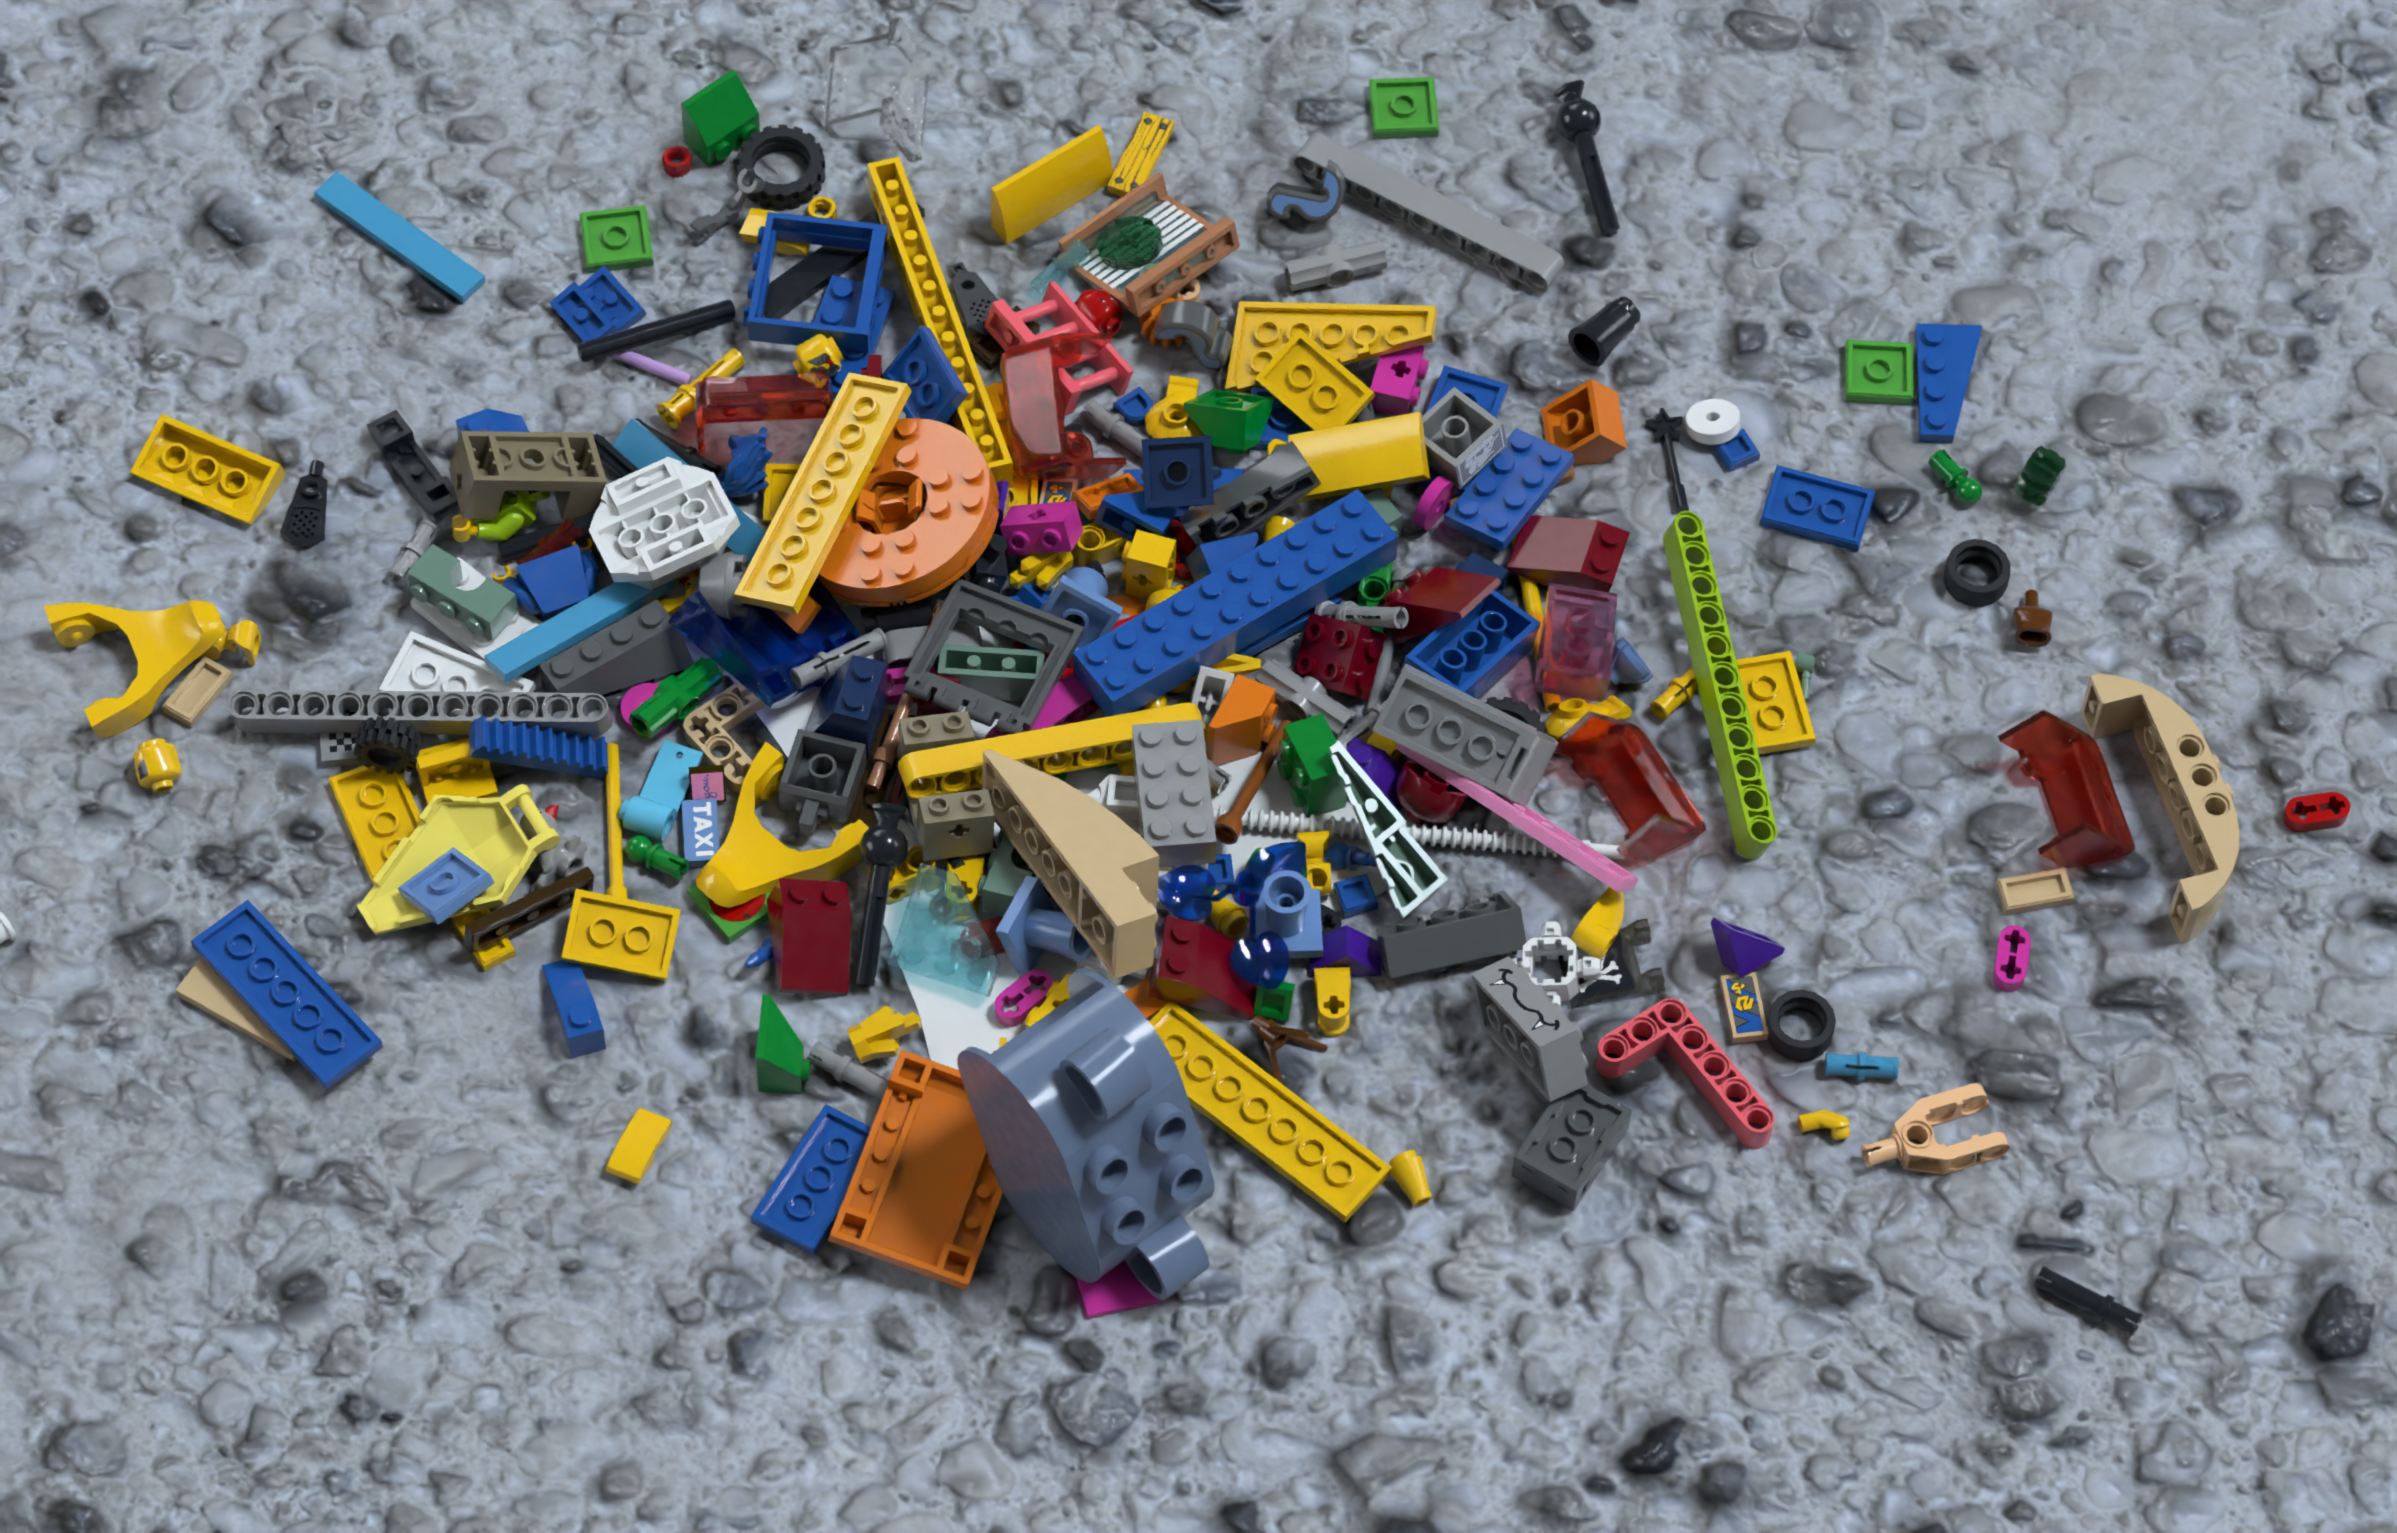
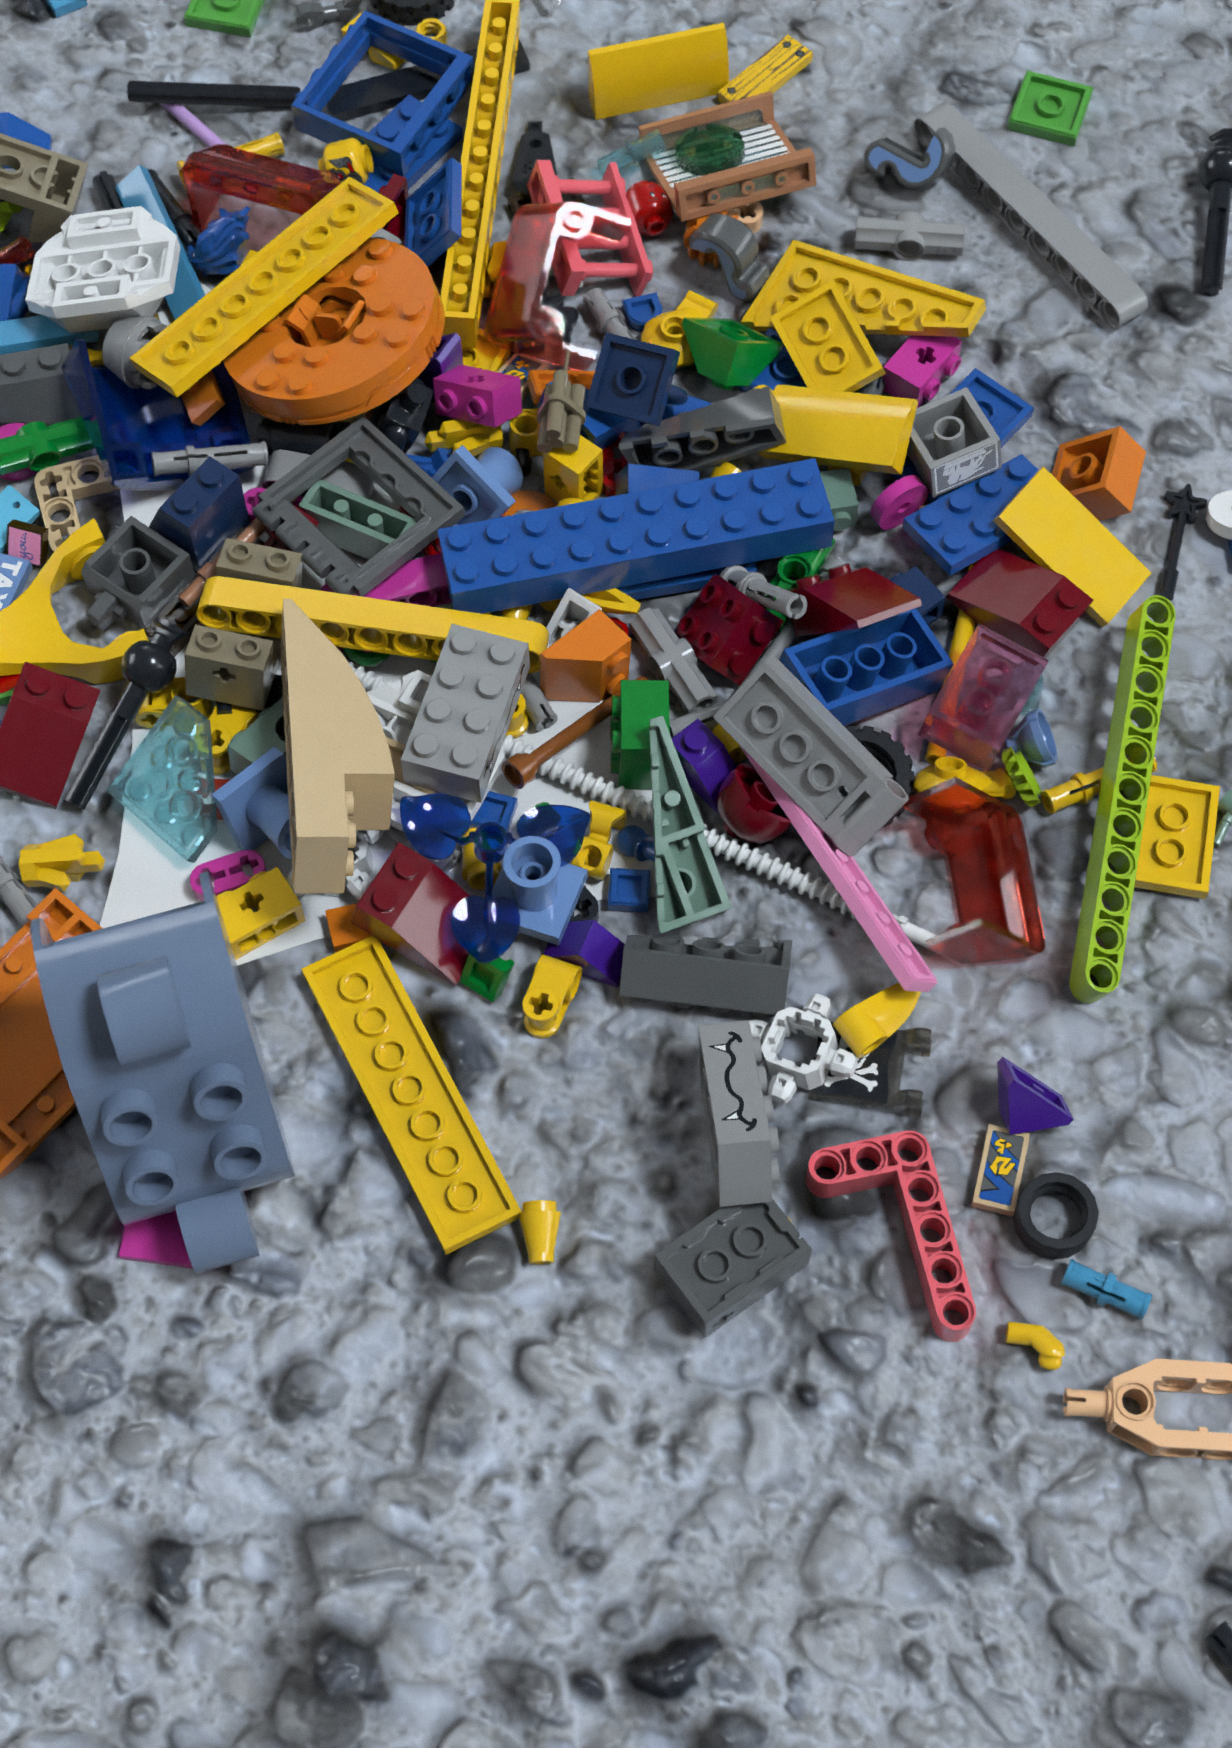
camera: 25 degrees right, 5 degrees up
(598, 306) = (175, 56): blue slope -> none
(1130, 520) = (561, 413): none -> dark tan piece
(1276, 1036) = (468, 1016): reddish brown plant -> none
(1591, 491) = (1072, 542): none -> yellow tile
(1604, 331) = (1157, 386): black plant -> none
(1632, 696) = (1022, 776): none -> lime gear

